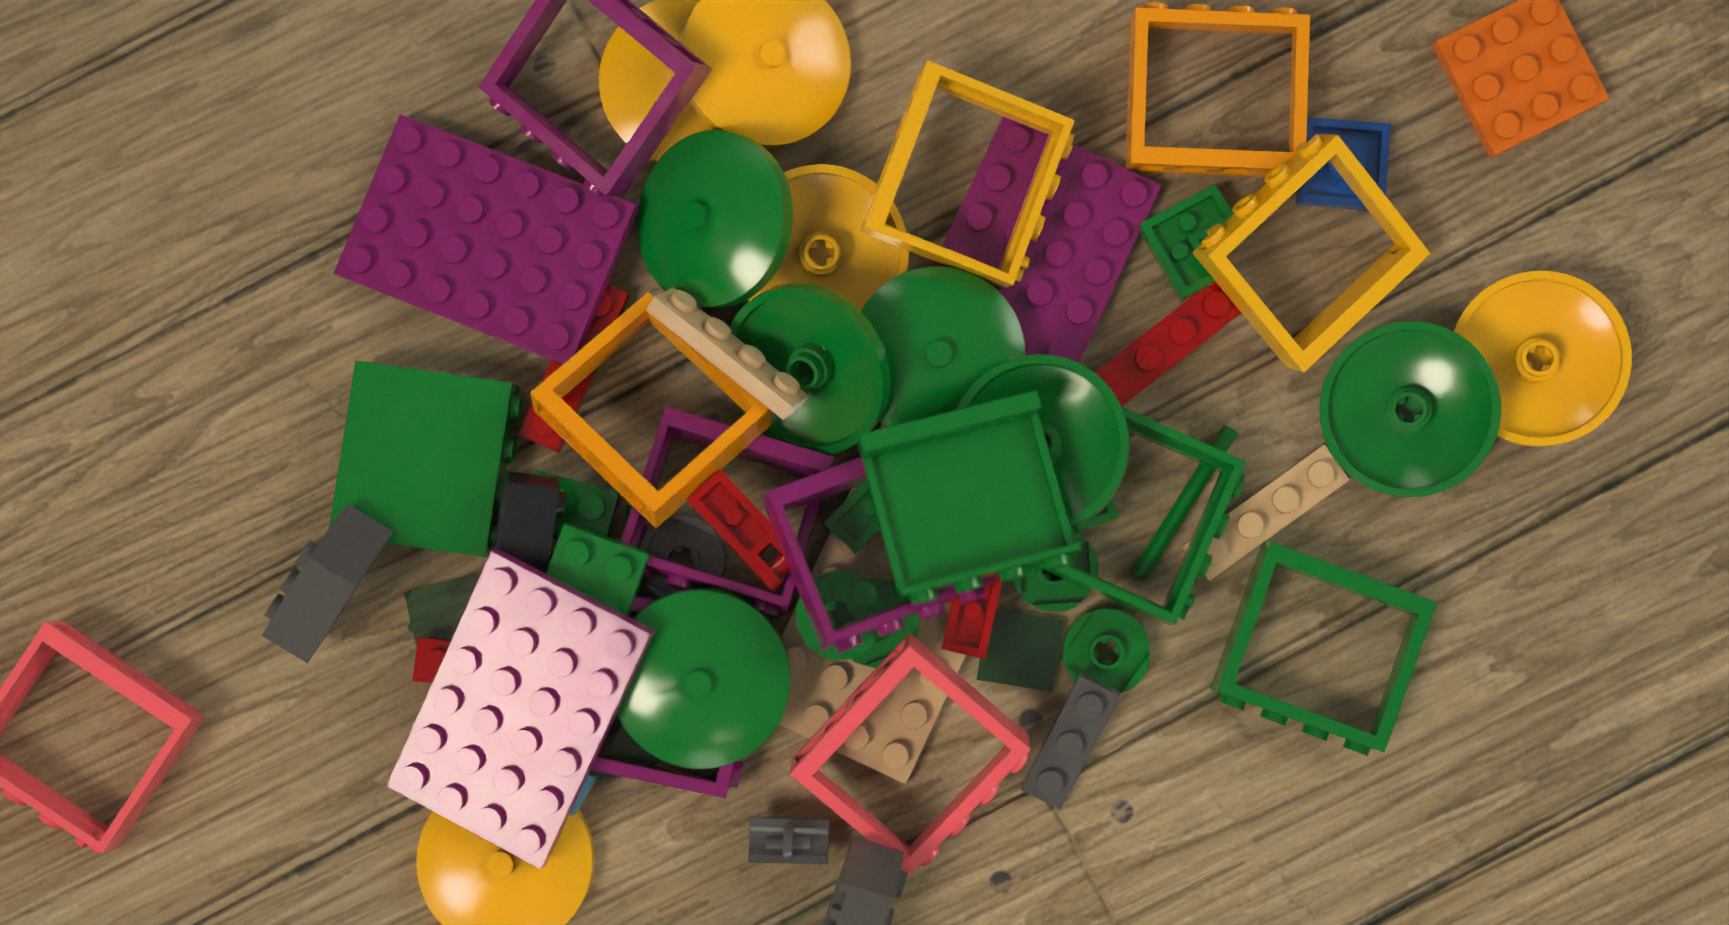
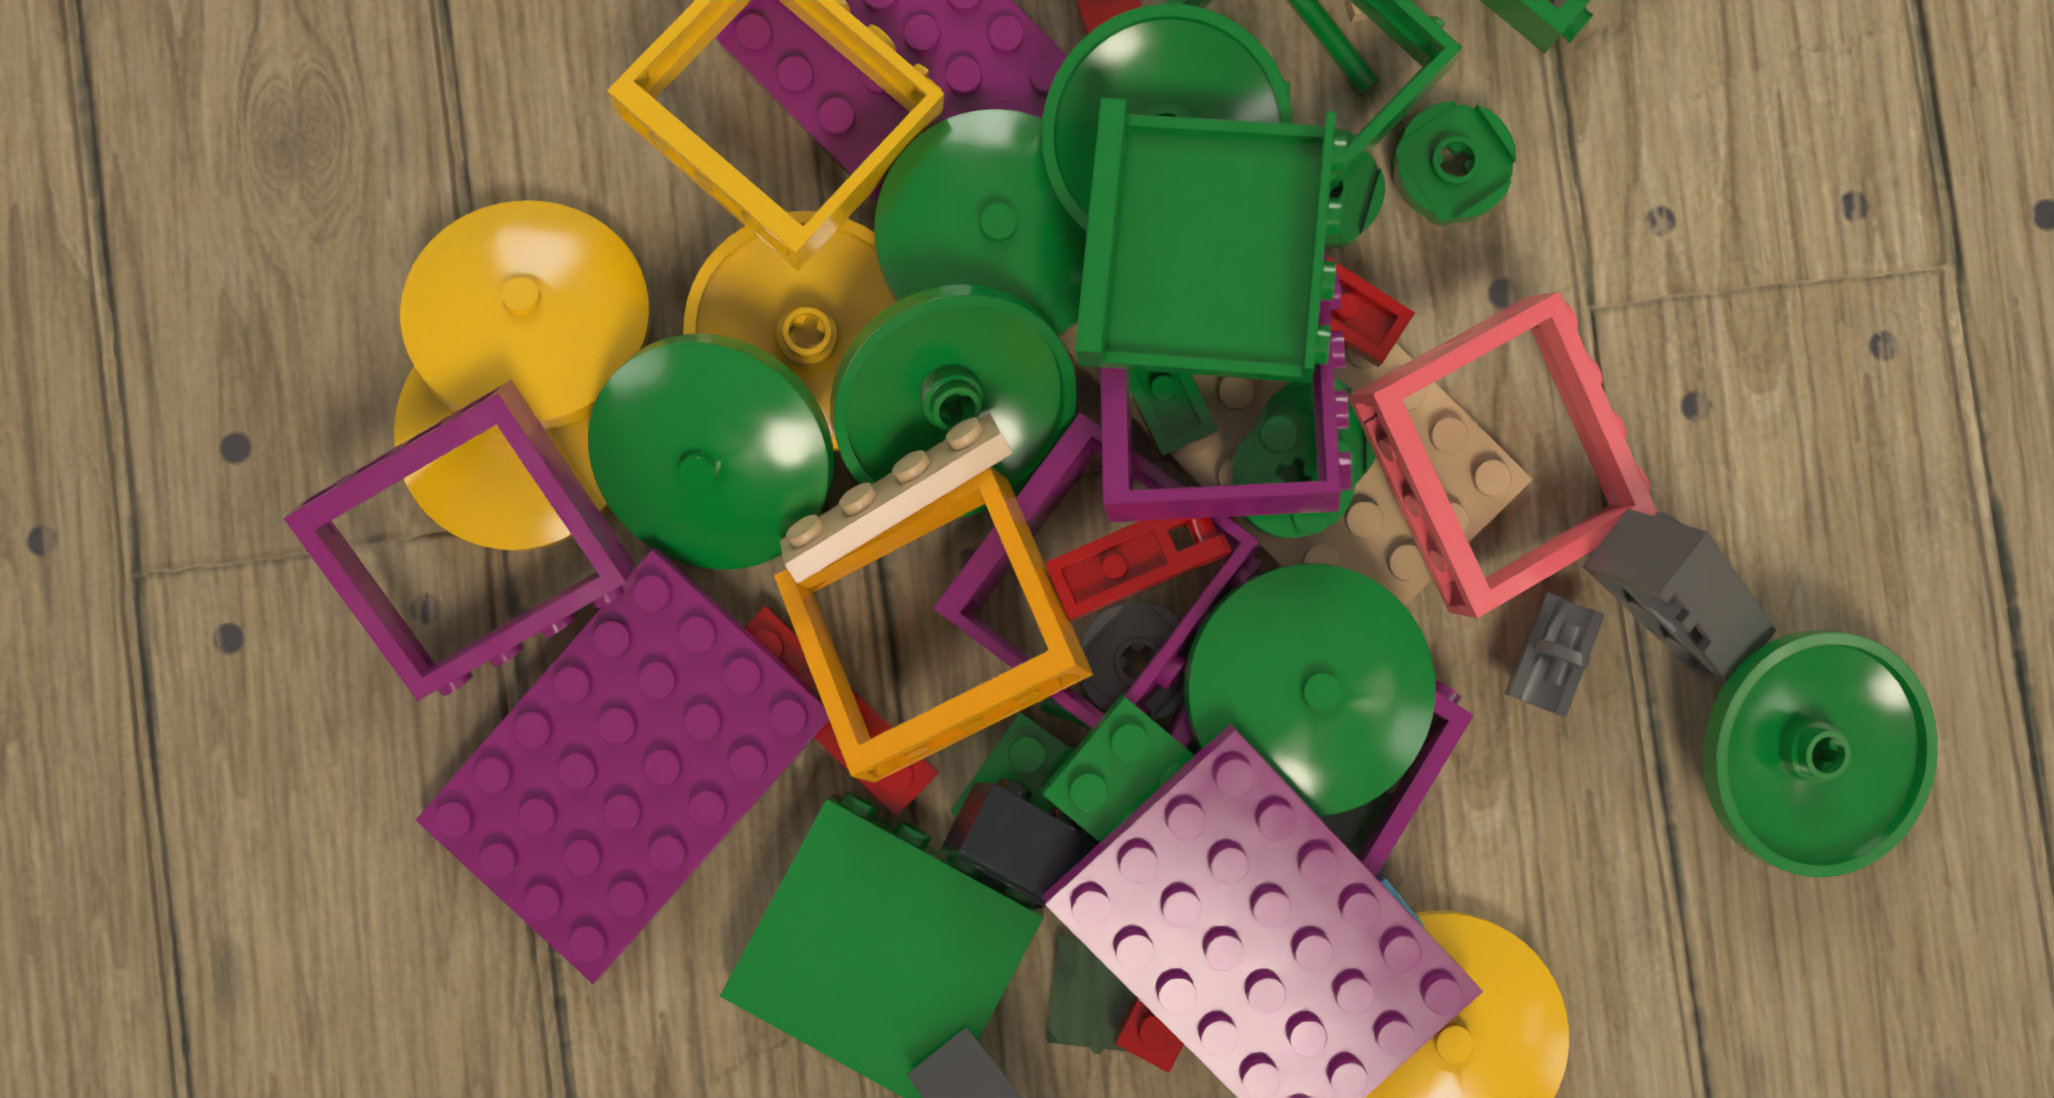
camera: 65 degrees left, 0 degrees up
(1022, 651) = (1416, 267): clear green piece -> none
(1070, 740) = (1552, 245): dark grey plate -> none

